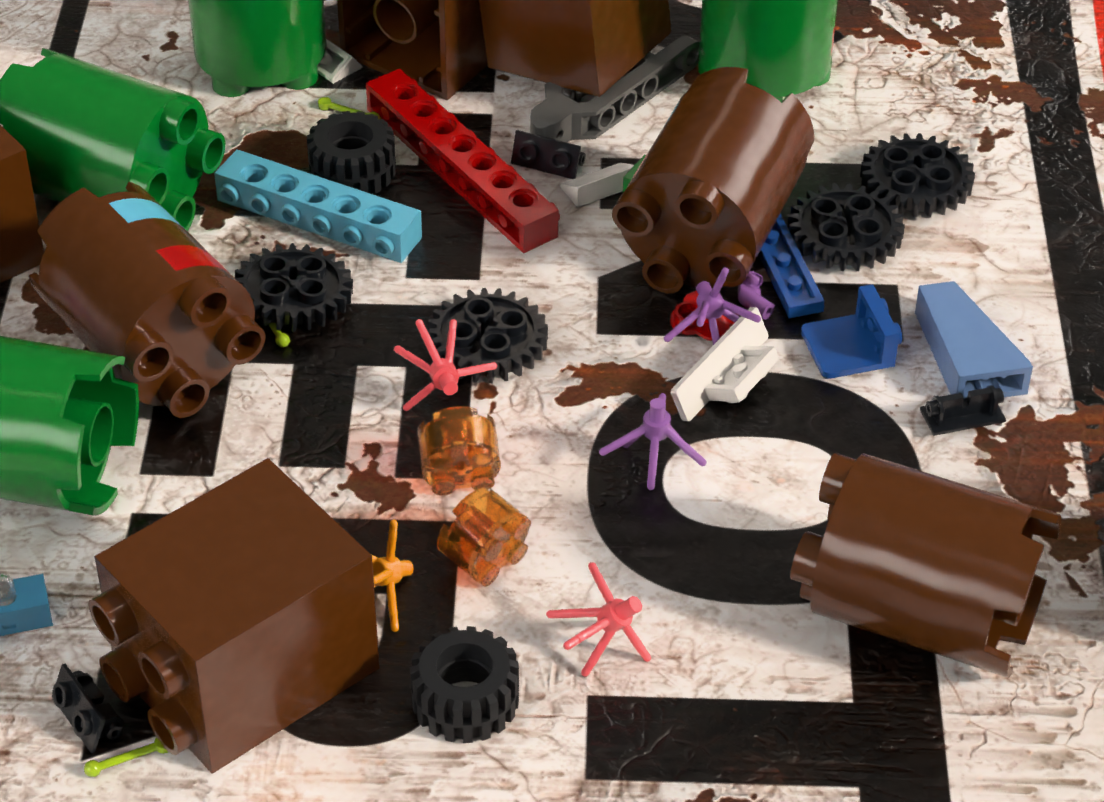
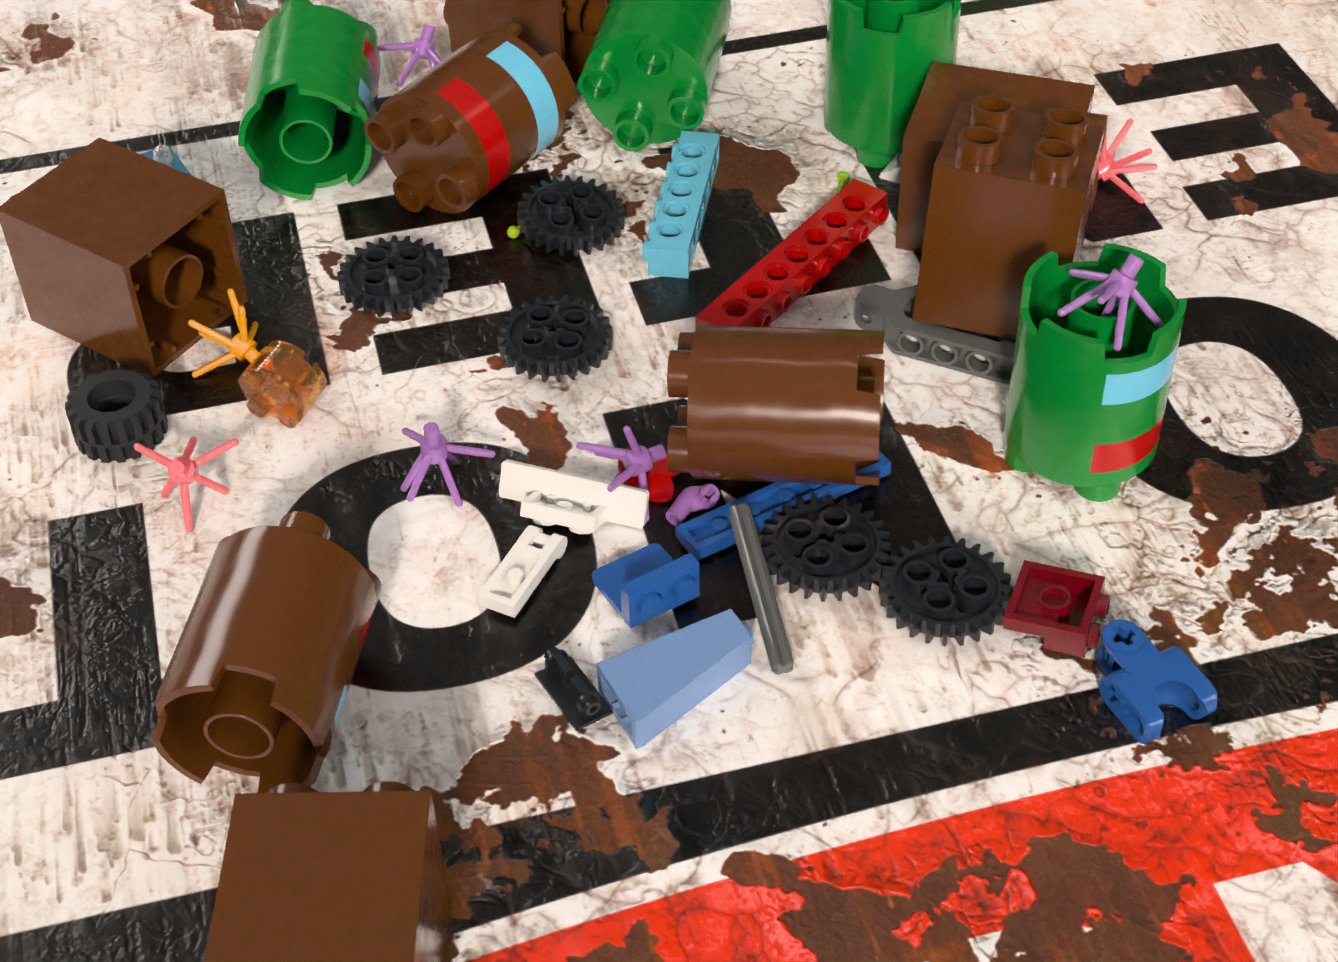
camera: 75 degrees right, 0 degrees up
(347, 444) = (393, 276): none -> black gear
(353, 150) = (757, 200): black tyre -> none
(442, 370) = (466, 308): coral plant -> none
(459, 450) = (381, 347): clear orange brick -> none
(547, 154) = (836, 310): black hinge -> none
(805, 416) = (521, 571): none -> white plate
(875, 270) = (761, 589): none -> dark grey axle
(961, 119) = (1058, 606): none -> dark red plate
(1042, 103) = (1143, 677): none -> blue piece

